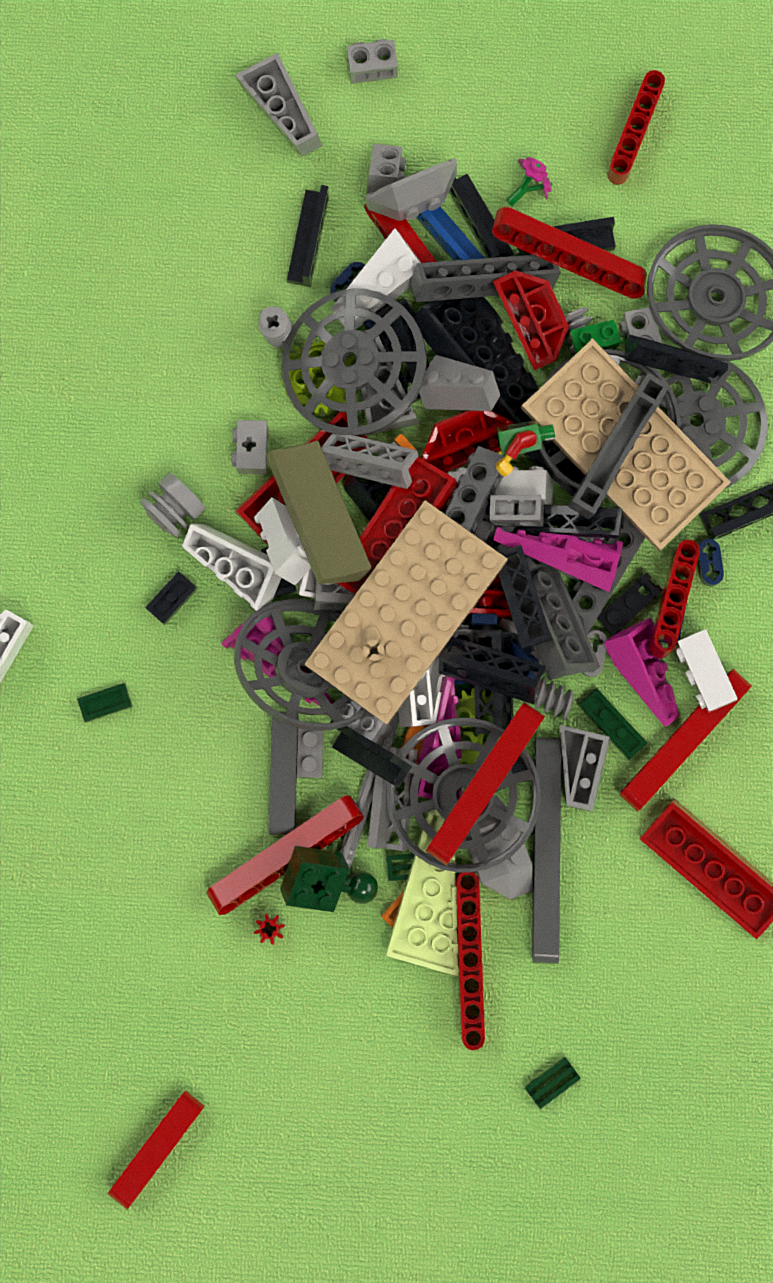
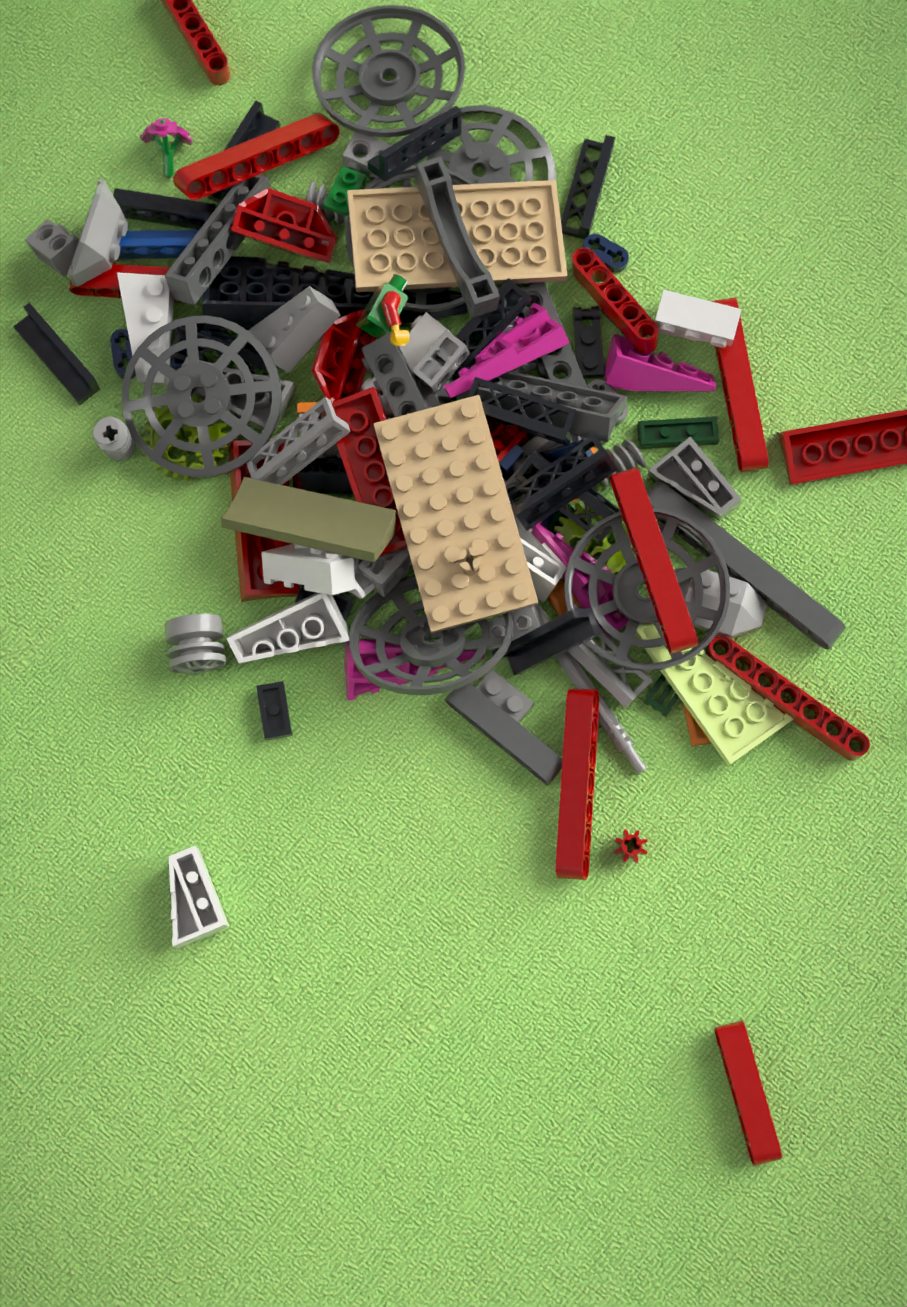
camera: 55 degrees left, 5 degrees down
(104, 702) = (318, 839): dark green tile -> none
(251, 432) = (193, 528): light grey brick -> none
(318, 878) = (622, 767): dark green brick -> none

